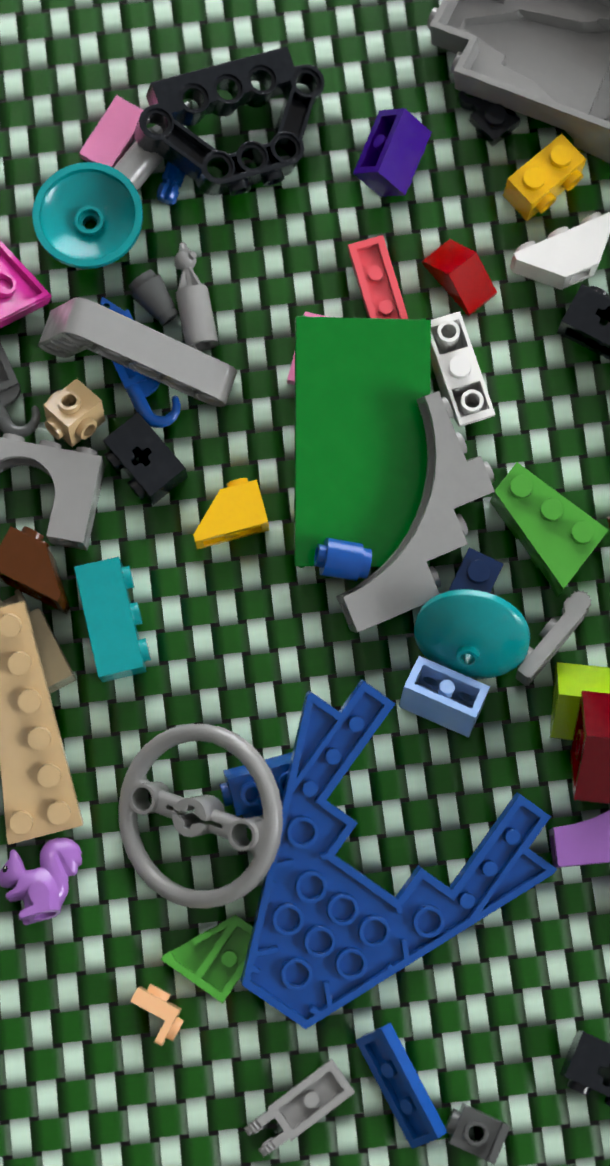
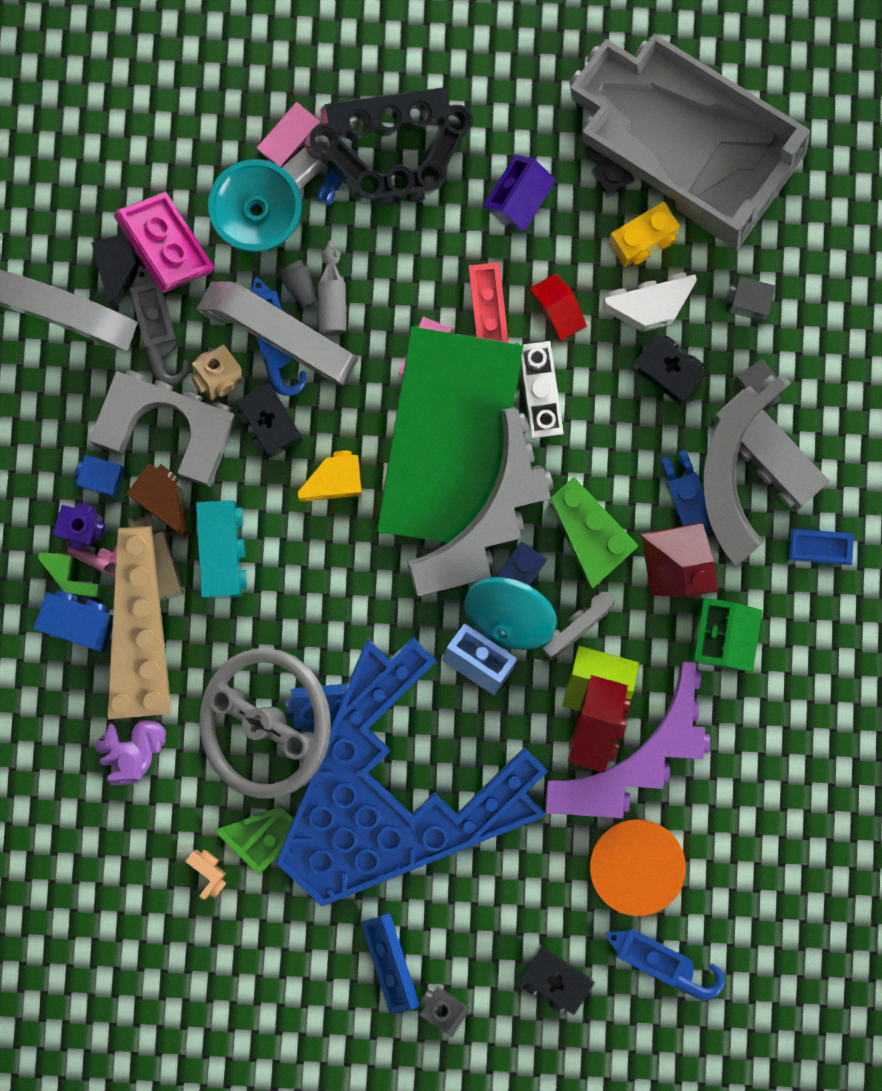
camera: 10 degrees right, 5 degrees up
(303, 1105) = (310, 965): light grey hinge -> none
(343, 559) = (416, 533): blue brick -> none

